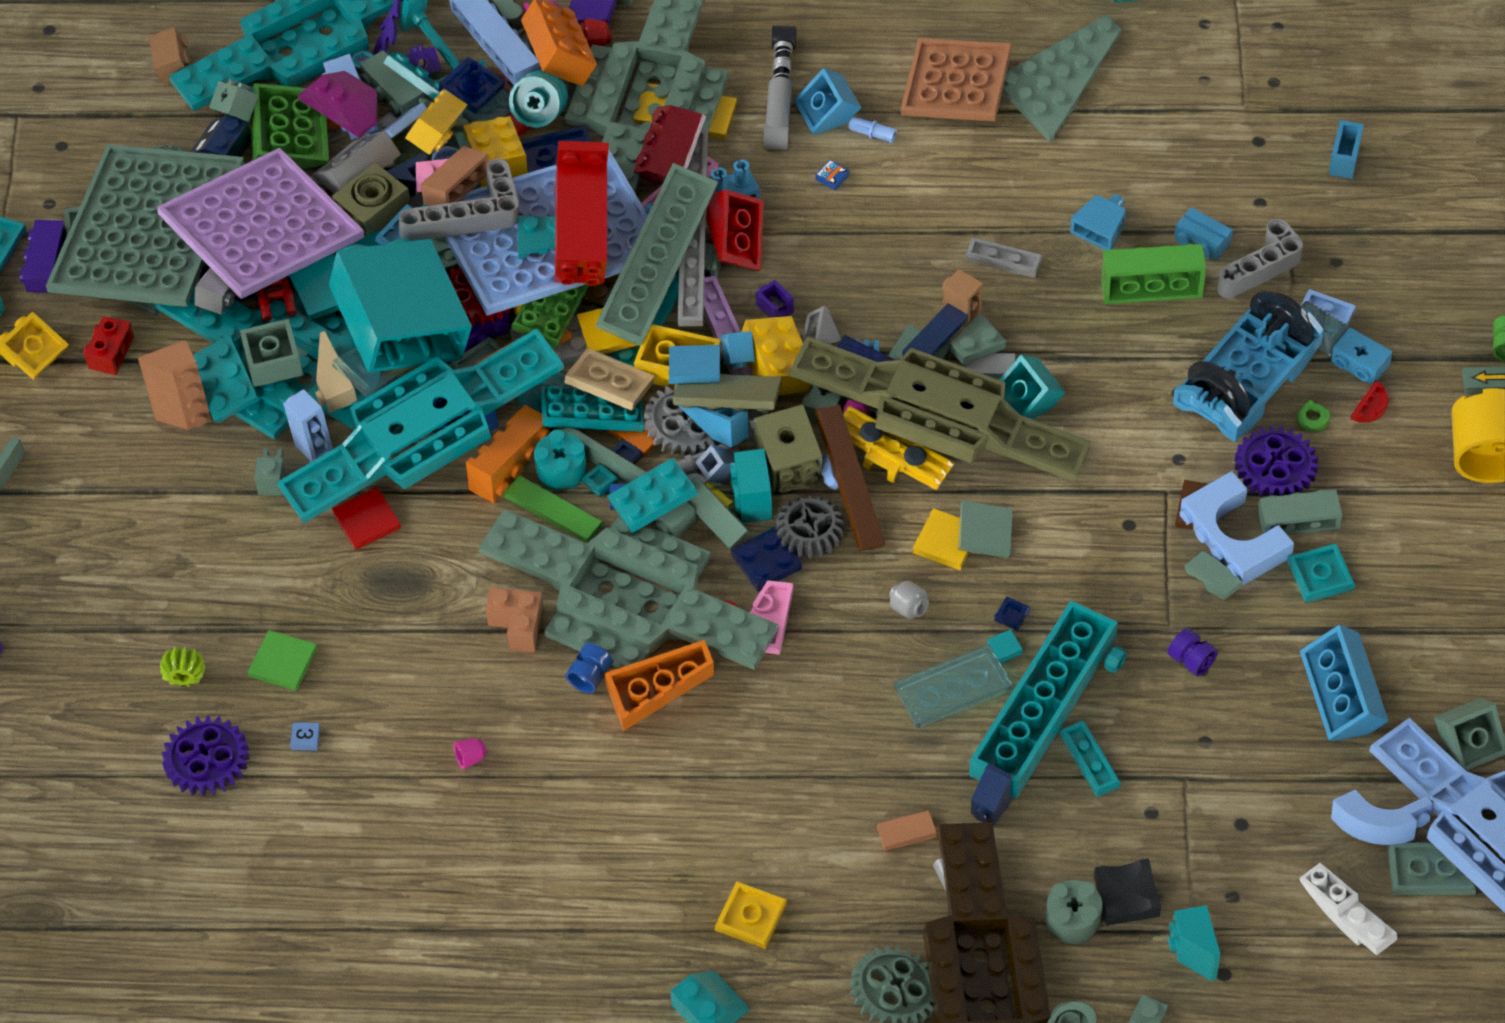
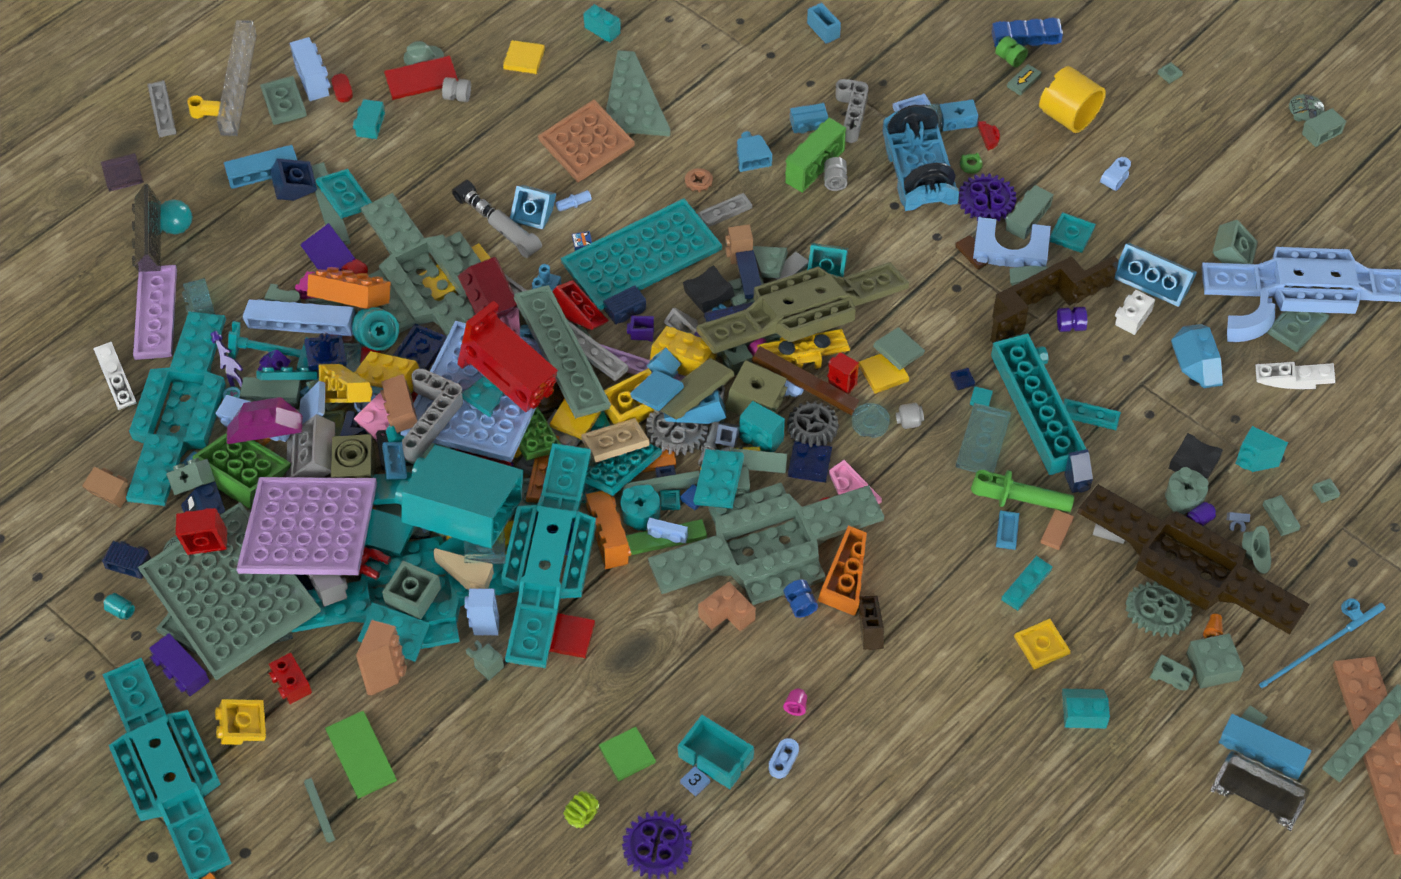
camera: 50 degrees left, 0 degrees up
(60, 166) = (119, 606): none -> teal brick
(86, 460) = (360, 754): none -> bright green tile
(112, 128) = (125, 558): none -> dark blue brick
(173, 152) = (201, 531): none -> red brick
(347, 727) = (716, 751): none -> teal piece
(397, 787) = (782, 759): none -> light blue plate
(555, 507) = (667, 530): none -> light blue plate
(622, 746) = (871, 623): none -> dark brown slope
(788, 266) = (624, 305): none -> dark blue brick
(812, 850) = (1027, 583): none -> teal plate
(861, 787) = (1007, 530): none -> dark azure tile
(867, 232) = (641, 252): none -> teal plate
(872, 572) = (870, 420): none -> clear light blue tile
(880, 317) = (708, 289): none -> black brick
(893, 503) = (843, 372): none -> red brick
(899, 742) = (1002, 487): none -> bright green piece
(1009, 200) = (700, 174): none -> nougat gear
(1059, 947) = (1202, 513): none -> dark purple brick
(1092, 985) = (1238, 518): none -> sand blue tile
(1152, 310) = (835, 174): none -> light grey wheel
(1198, 590) = (1064, 277): none -> dark brown bracket
(1269, 702) = (1134, 312): none -> white brick
(1275, 800) = (1198, 355): none -> dark azure wedge
(1445, 556) = (1116, 173): none -> light blue piece

